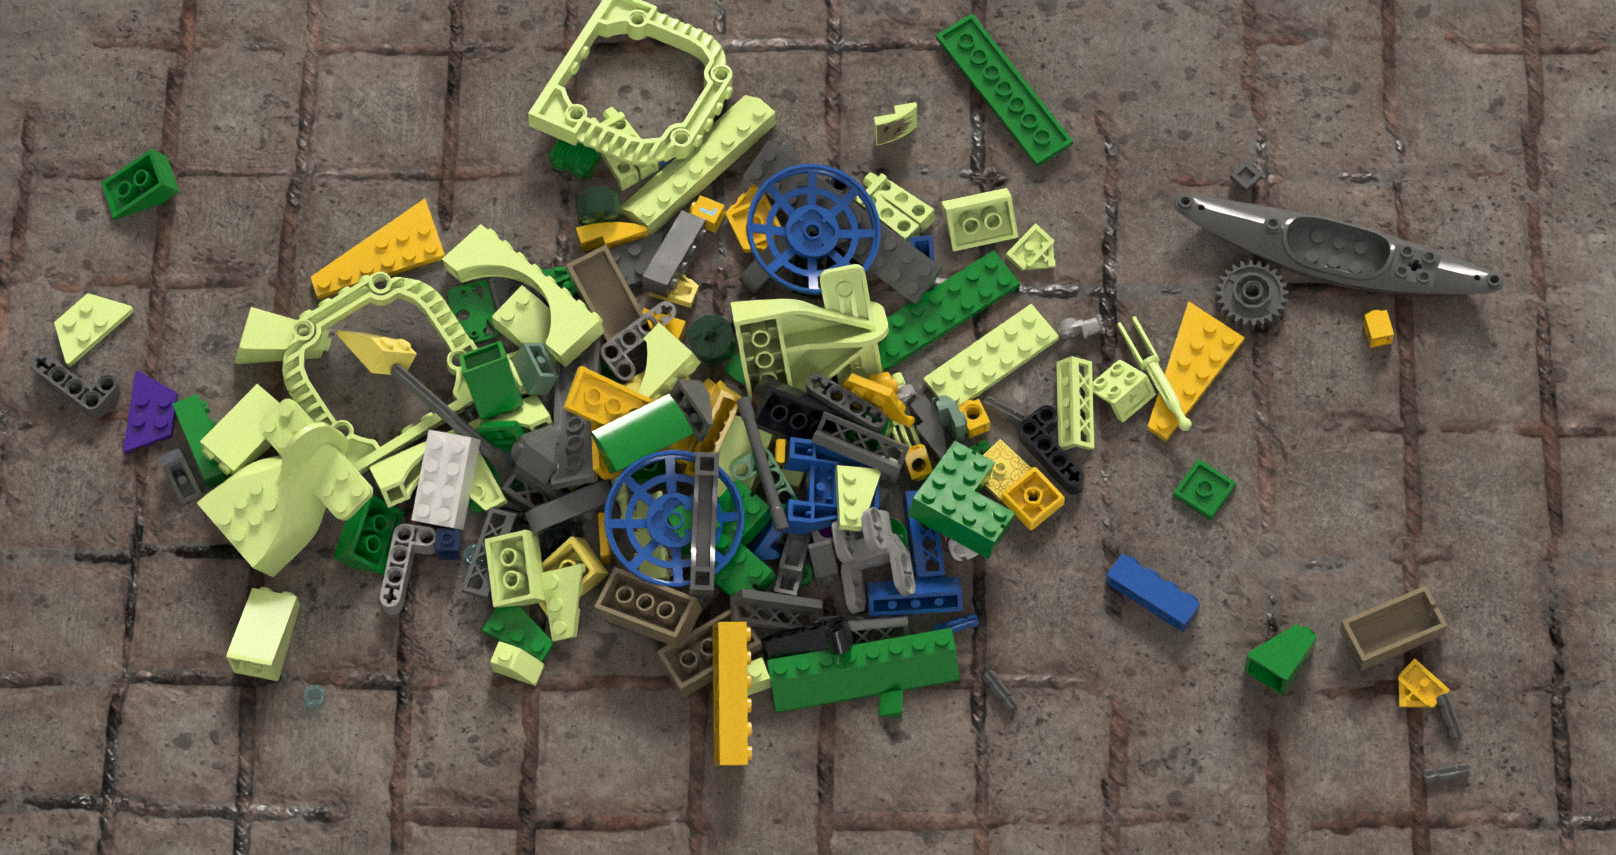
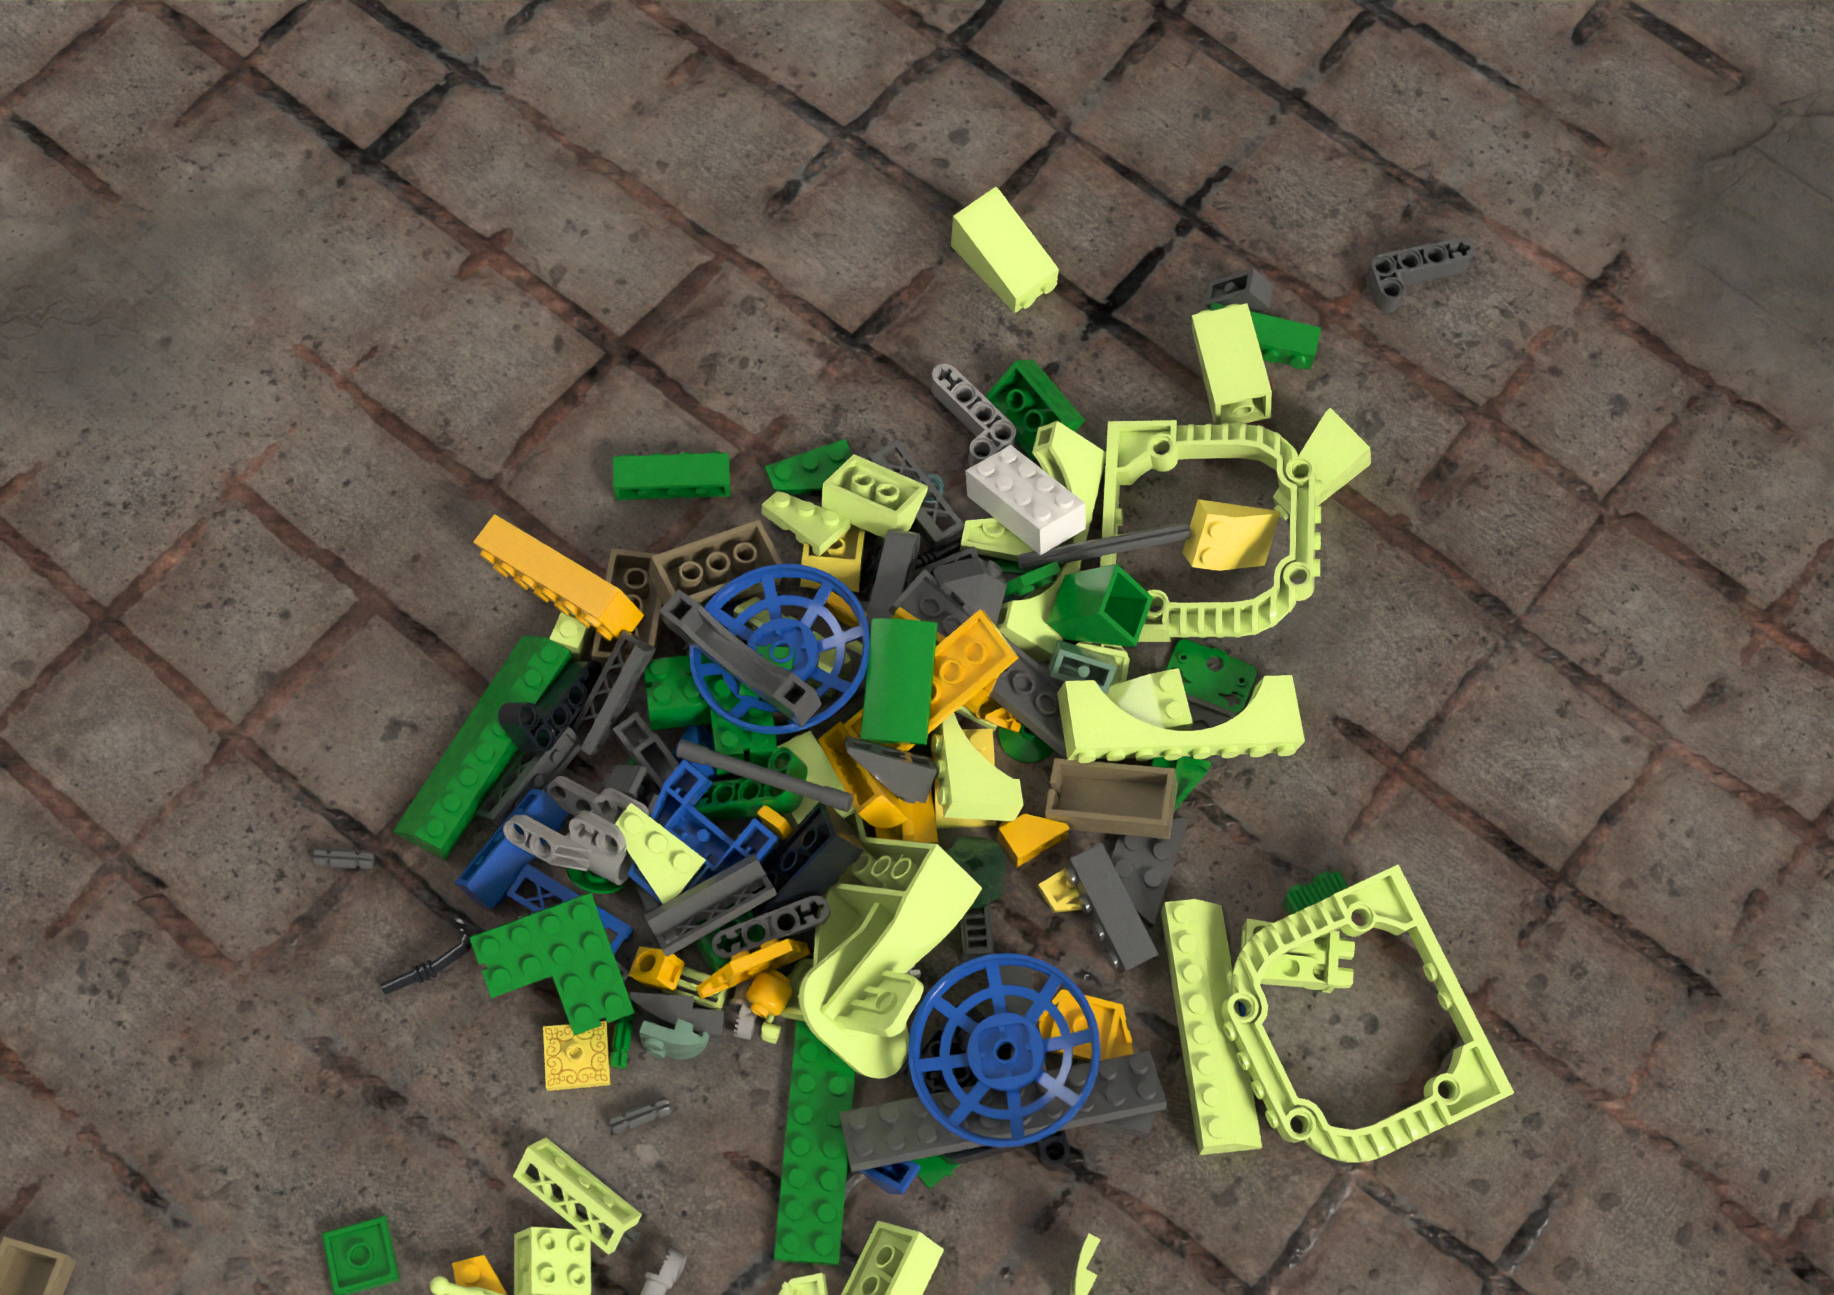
camera: 120 degrees right, 0 degrees up
(88, 324) = (1480, 325): yellowish green wing -> none
(140, 185) = (1612, 467): green slope -> none
(150, 413) = (1340, 318): dark purple wing -> none
(280, 501) = (1129, 339): yellowish green brick -> none
(315, 703) = (912, 255): clear light blue bush -> none
(393, 249) = (1348, 649): yellow wing -> none
(449, 544) = (954, 467): dark blue brick -> none
(516, 664) = (781, 440): yellowish green slope -> none
(595, 708) = (671, 476): none -> green brick
(598, 205) = (1231, 872): clear green brick -> none
(609, 234) = (1191, 864): yellow slope -> none
(638, 333) = (1032, 788): light grey beam -> none
(710, 211) = (1137, 985): yellow brick -> none
(891, 704) = (427, 745): green slope -> none
(897, 207) = (980, 1188): yellowish green hips -> none
(958, 624) = (450, 871): blue axle -> none
(979, 425) = (647, 1062): yellow brick -> none
(983, 573) = (431, 968): none -> black dish
(992, 357) = (712, 1155): yellowish green plate -> none
(1033, 485) = (496, 1042): yellow brick -> none
(1054, 454) = (540, 1124): black beam -> none
(1153, 592) = (296, 1095): blue brick -> none
(1281, 658) = (95, 1159): green slope -> none

